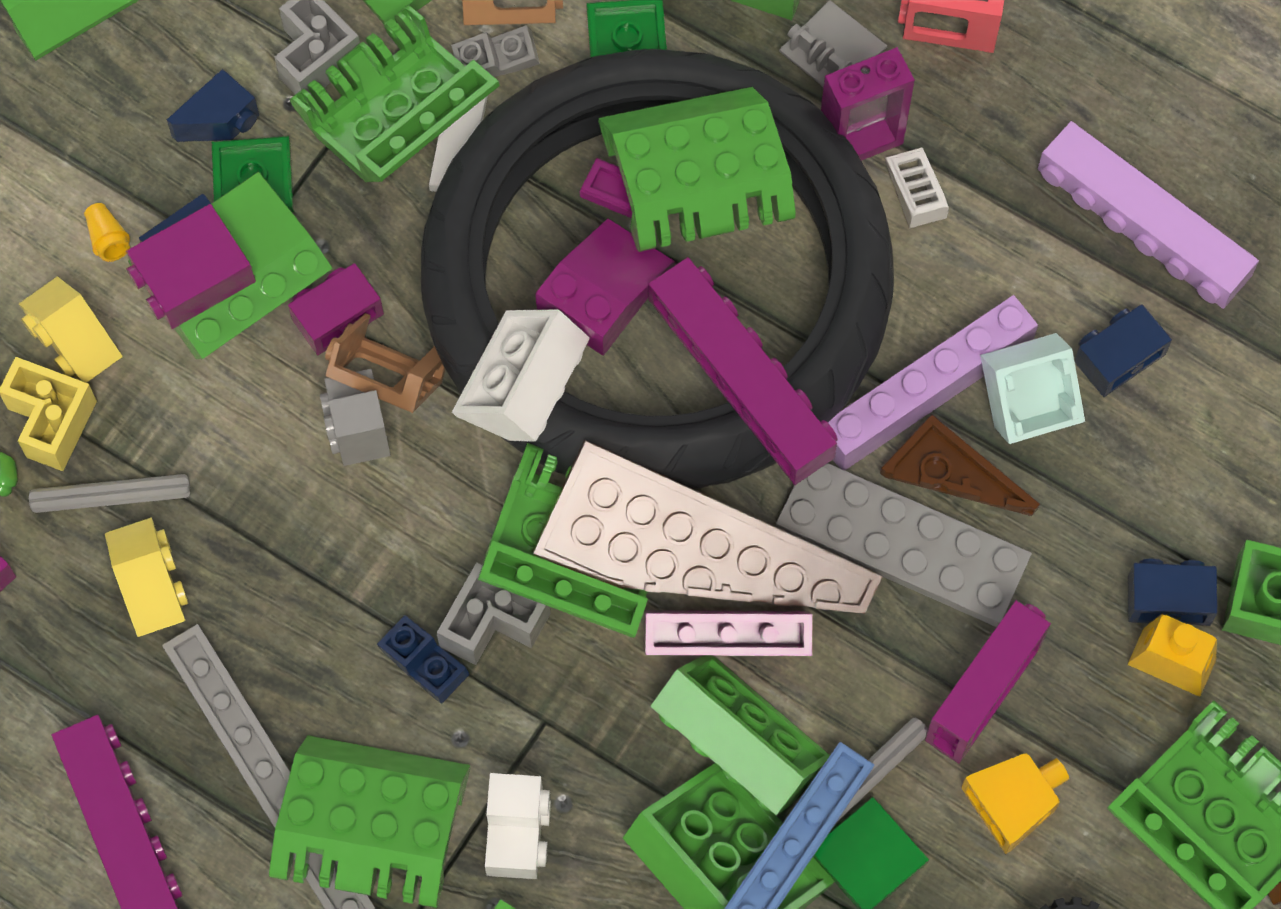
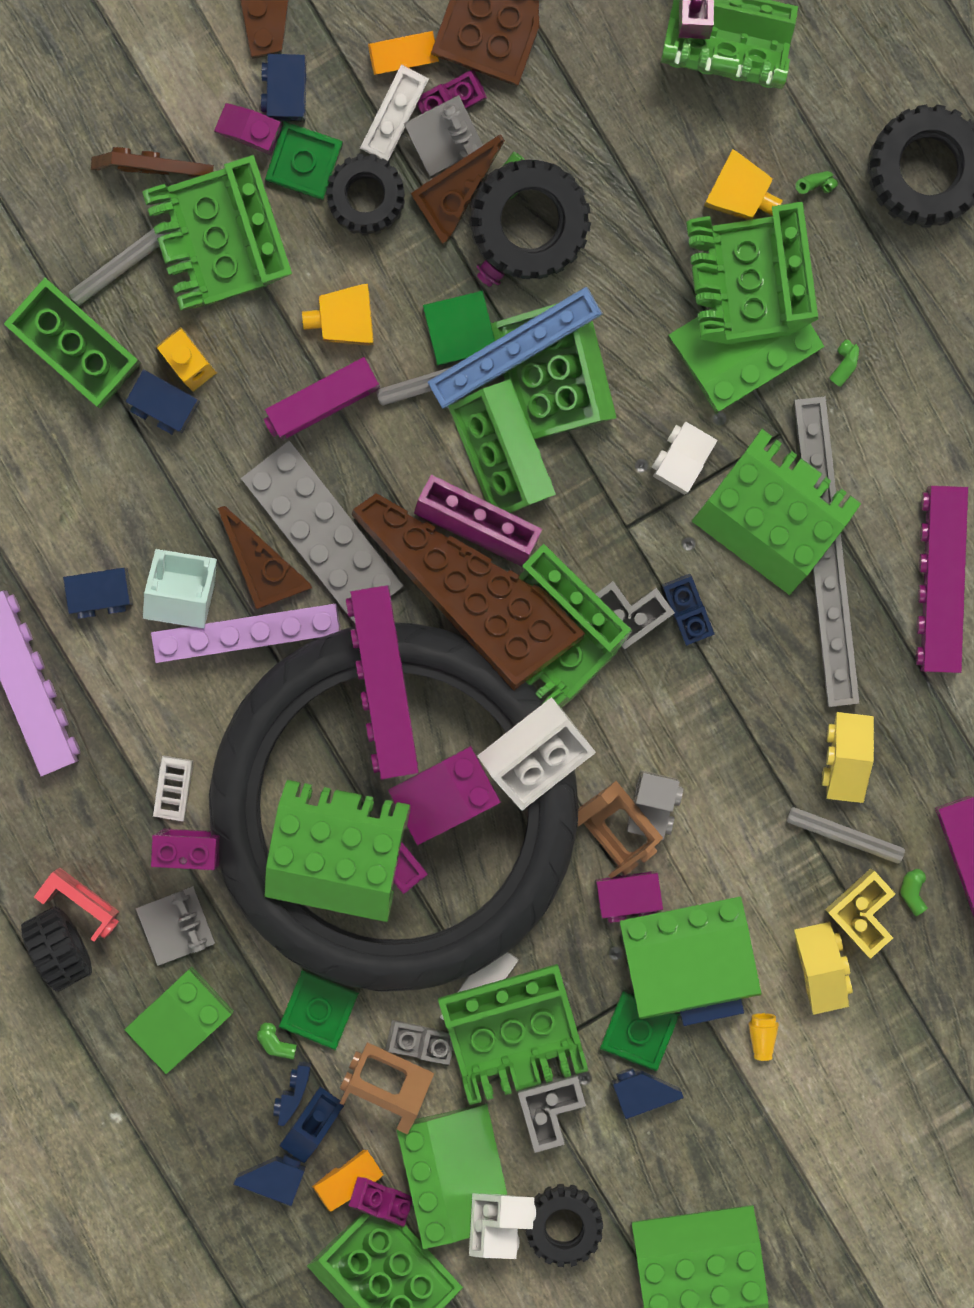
camera: 155 degrees left, 20 degrees up
(189, 267) = (723, 960): magenta brick -> none

